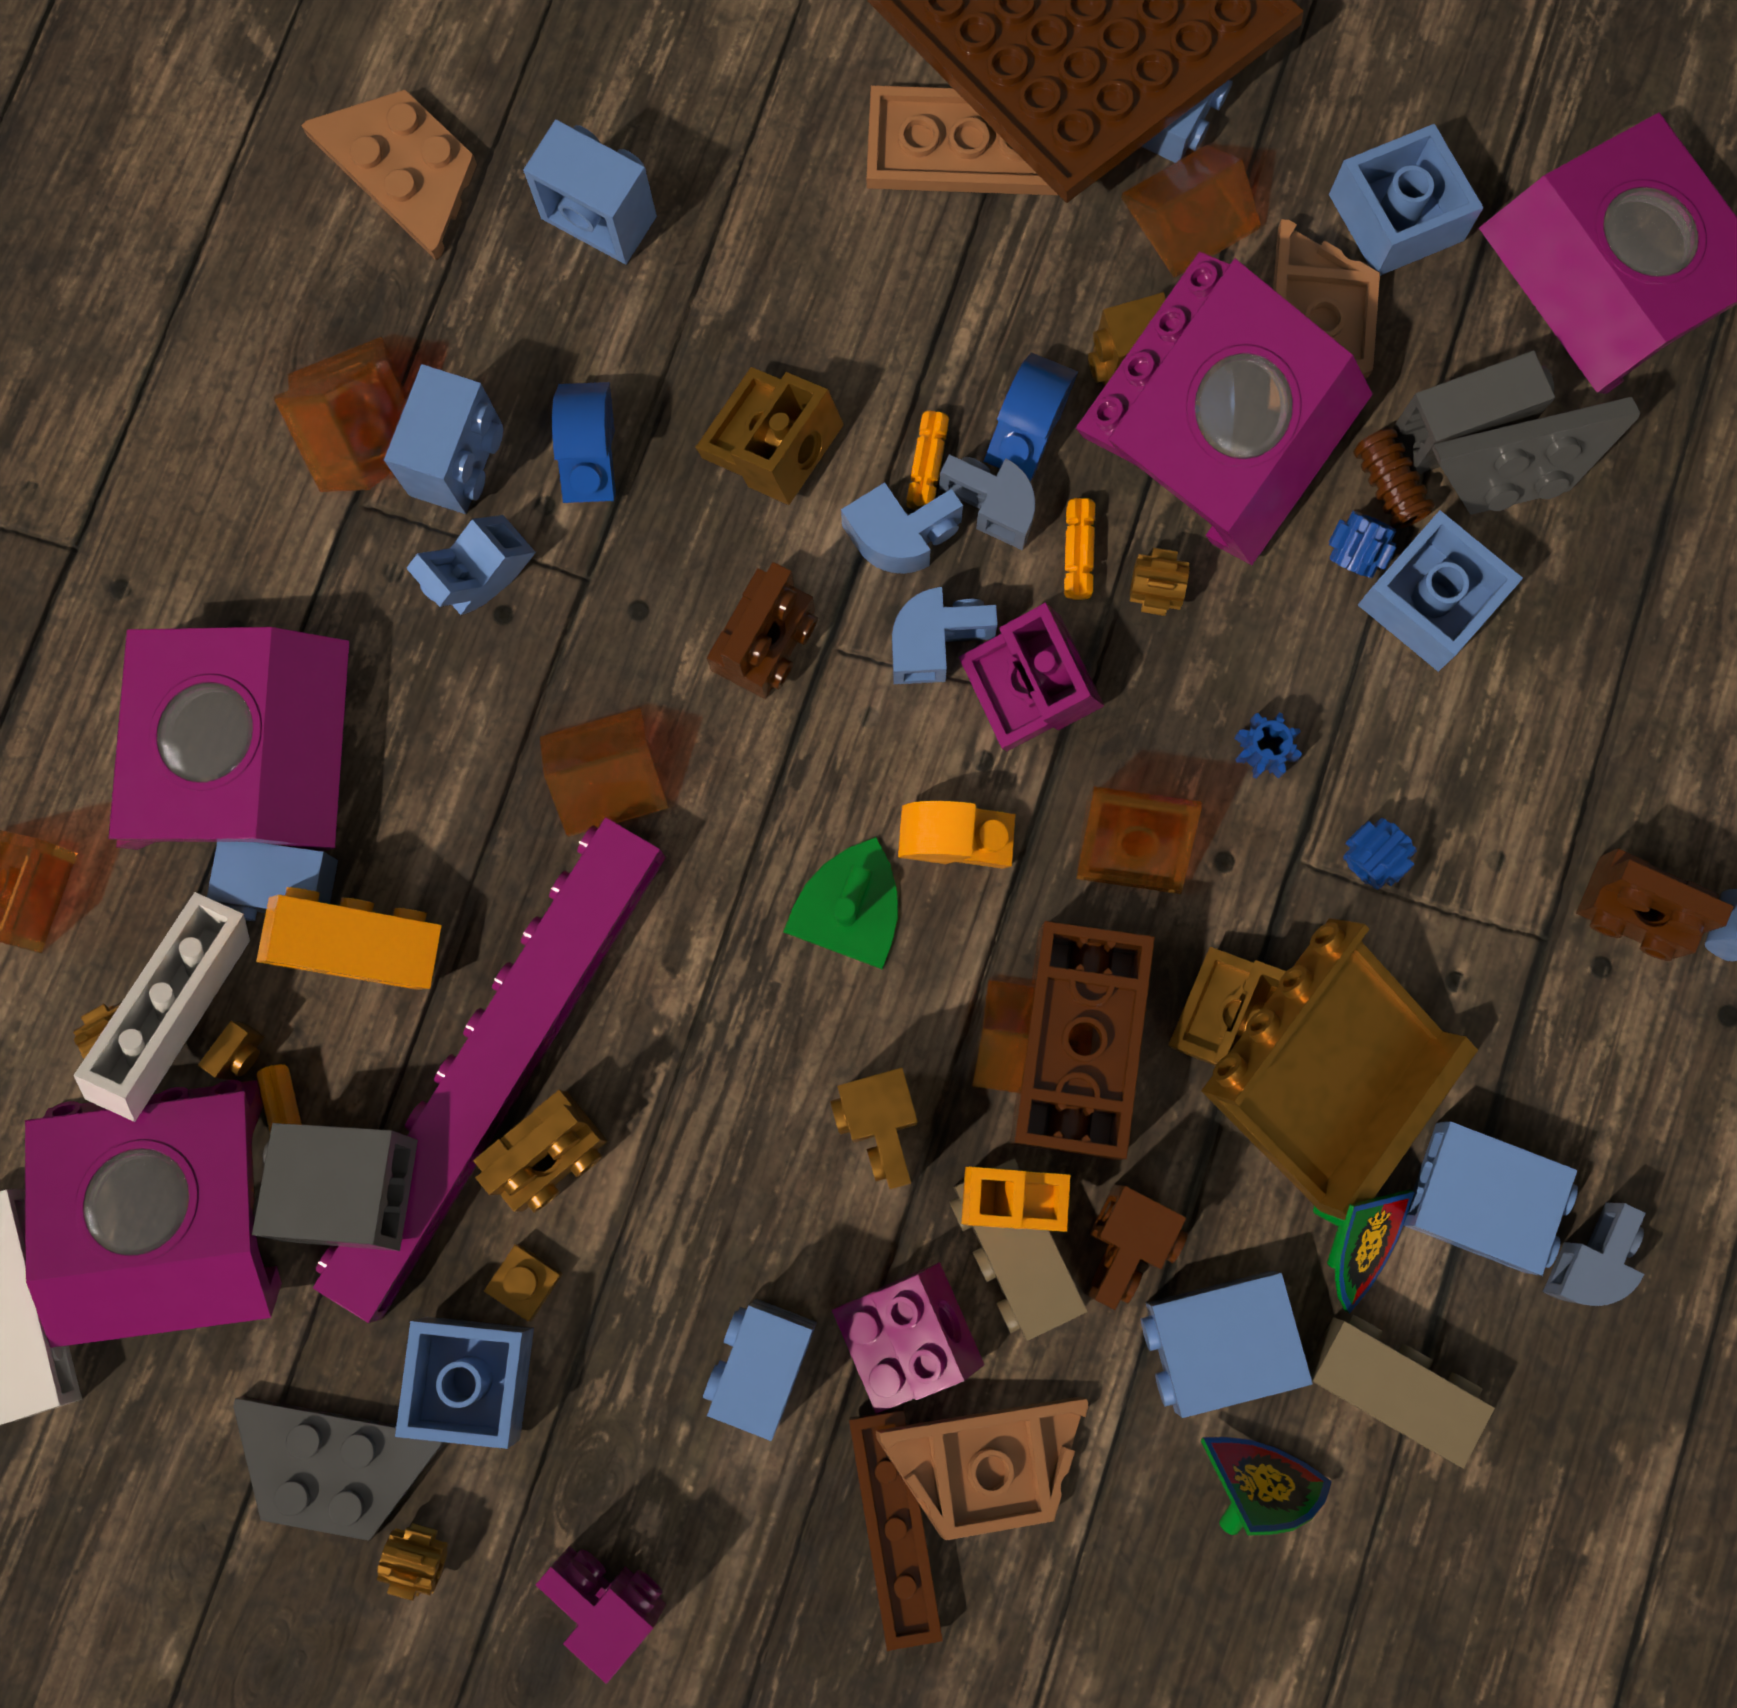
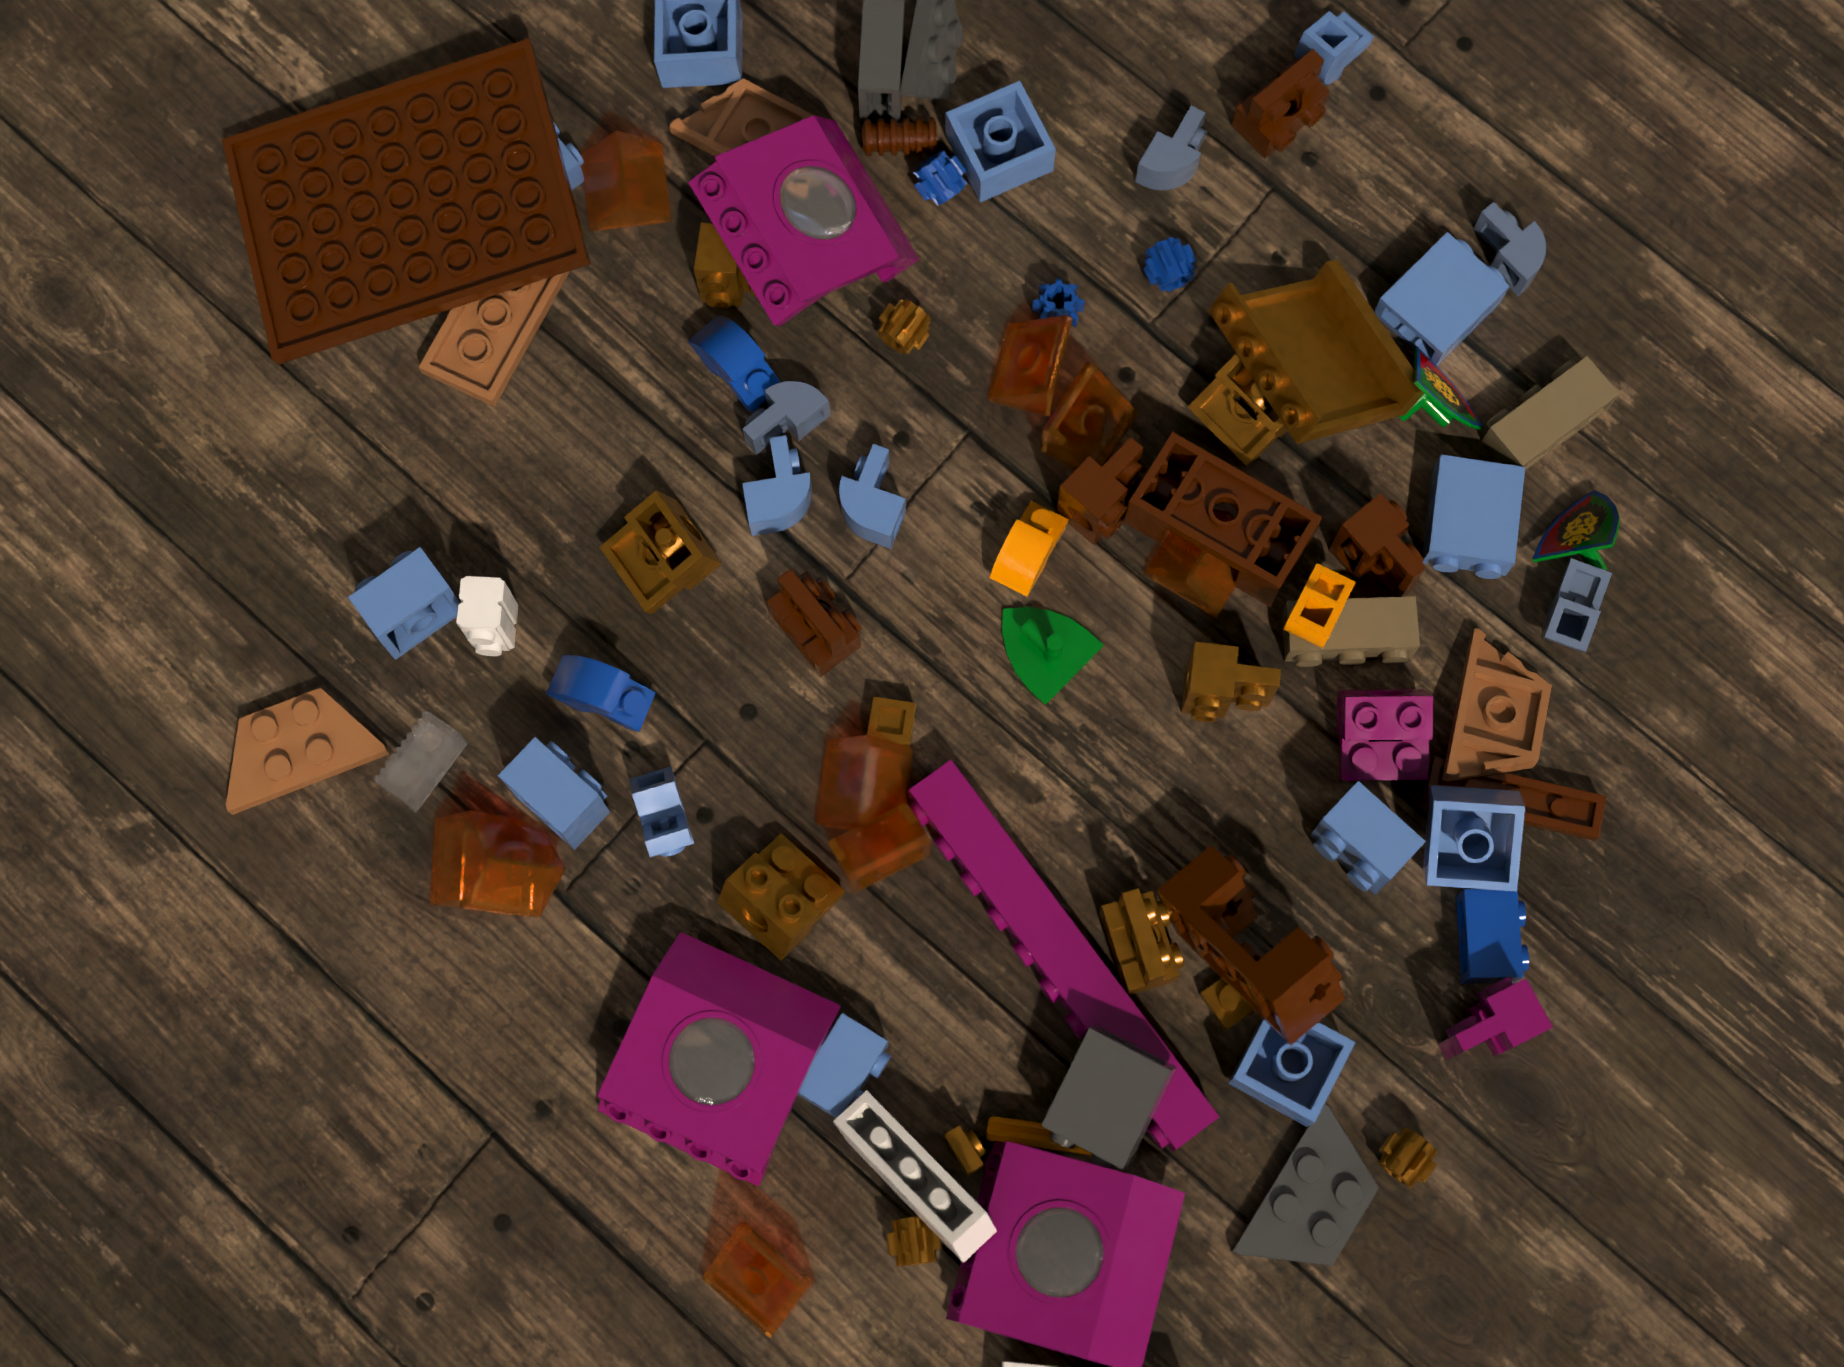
camera: 70 degrees left, 5 degrees down
(349, 940) = (921, 1017): light orange brick -> none
(418, 721) = (779, 896): none -> pearl gold brick
(429, 290) = (421, 761): none -> clear brick
(519, 1341) = (1289, 984): none -> reddish brown plate
(526, 812) = (880, 848): none -> clear orange slope
(613, 280) = (487, 614): none -> white brick
(685, 768) = (892, 720): none -> pearl gold plate
(714, 1562) = (1490, 936): none -> blue brick
(815, 1497) = (1473, 838): none -> medium blue brick
(927, 459) = (732, 451): light orange axle -> none
(1044, 882) = (1096, 493): none -> reddish brown brick
(1053, 666) = (936, 427): magenta brick -> none
(1079, 548) = (850, 373): light orange axle -> none
(1163, 1514) = (1576, 605): none -> sand blue brick
(1182, 747) = (1031, 364): none -> clear orange slope
(1513, 802) = (1173, 160): none -> sand blue brick

